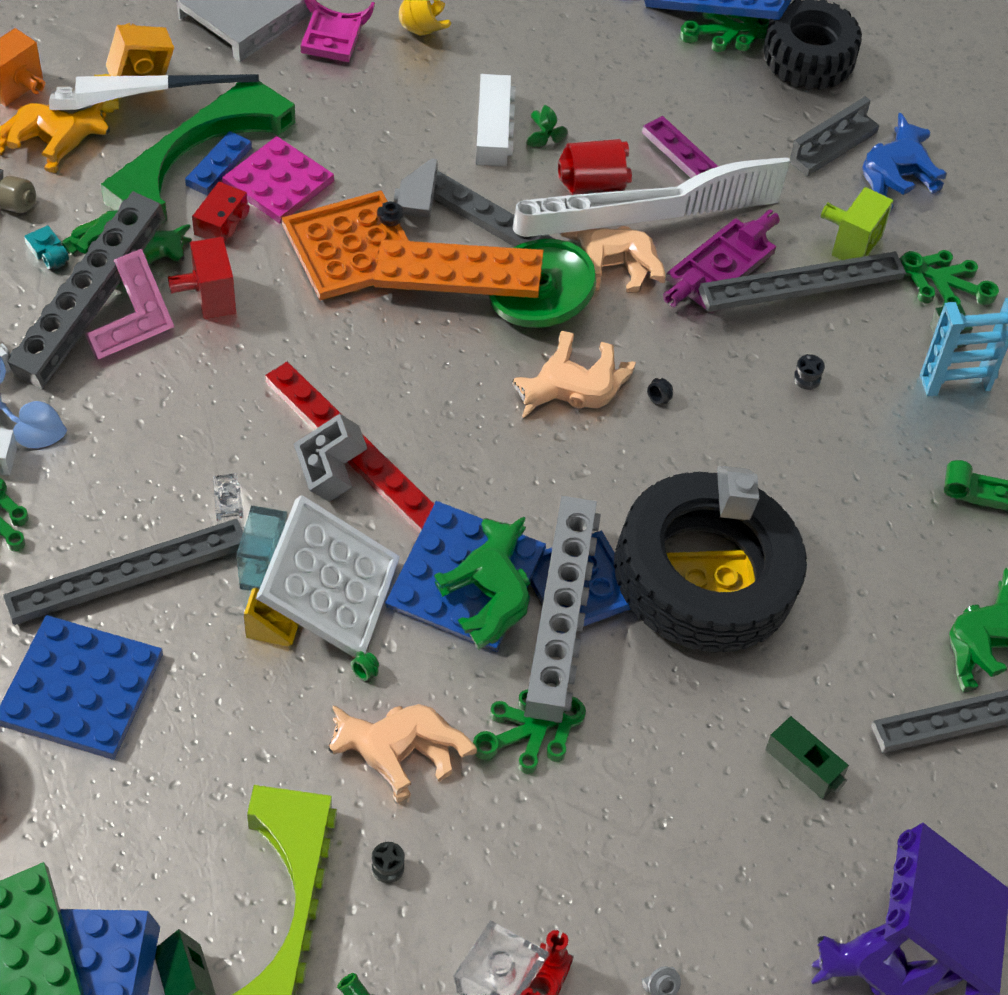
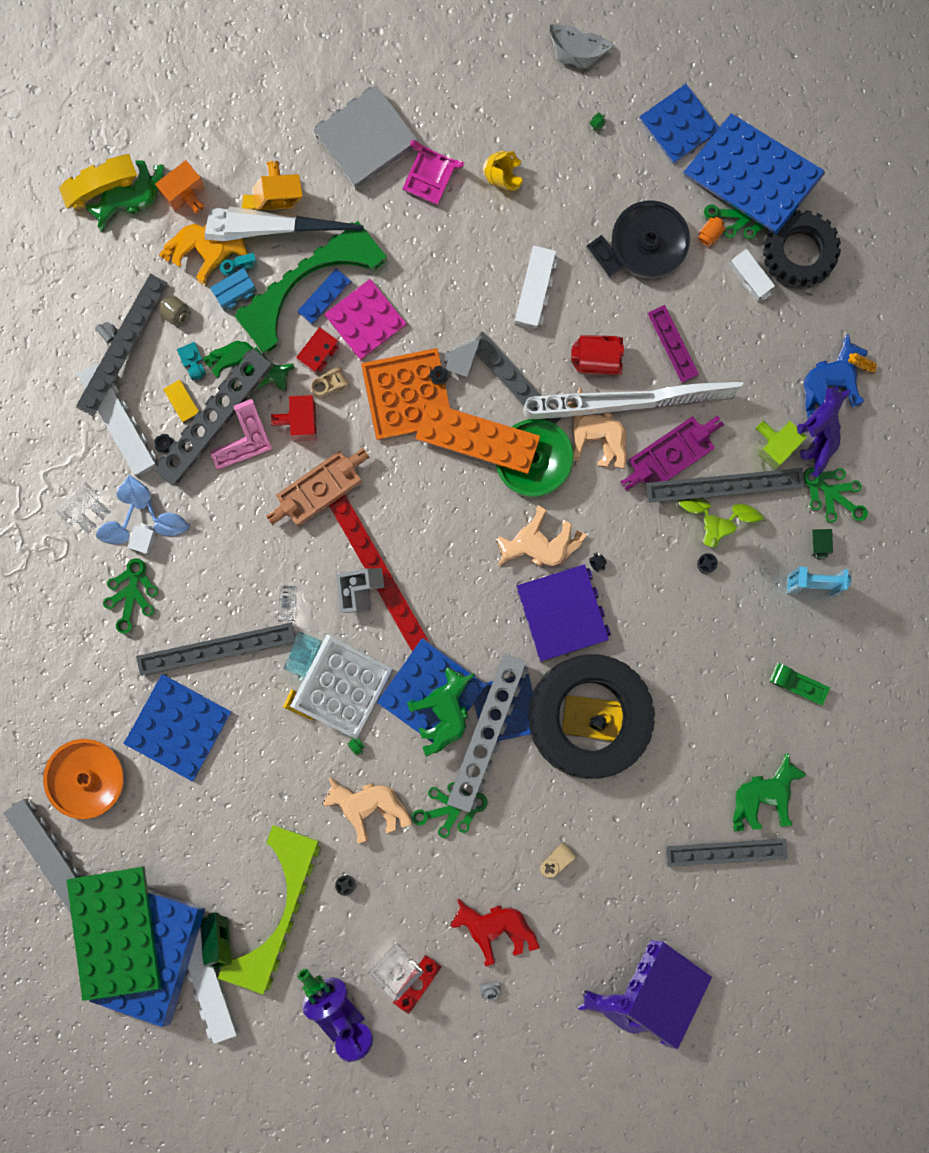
camera: 20 degrees right, 30 degrees up
(14, 336) = (163, 438): none -> black plate
(33, 289) = (181, 401): none -> yellow tile
(94, 165) = (234, 289): none -> dark azure brick
(104, 138) = (245, 261): none -> teal plate
(242, 244) = (330, 382): none -> tan piece
(249, 355) = (318, 488): none -> nougat plate
(546, 122) = (573, 301): green plant -> none
(573, 82) = (604, 256): none -> black plate
(625, 55) = (650, 239): none -> black dish
(625, 449) = (563, 612): none -> dark purple panel
(638, 879) = (491, 925): none -> red animal
(696, 45) = (711, 231): none -> orange brick
(714, 771) = (560, 858): none -> tan piece
(721, 575) = (598, 723): none -> black plate
(737, 492) = (618, 677): light grey slope -> none
(760, 78) = (752, 275): none -> white brick
(807, 332) = (718, 527): none -> lime plant
(807, 758) = (617, 864): dark green brick -> none
(833, 137) = (792, 346): dark grey fence -> none
(911, 200) = (826, 428): none -> dark purple animal
(928, 138) = (862, 362): none -> light orange axle

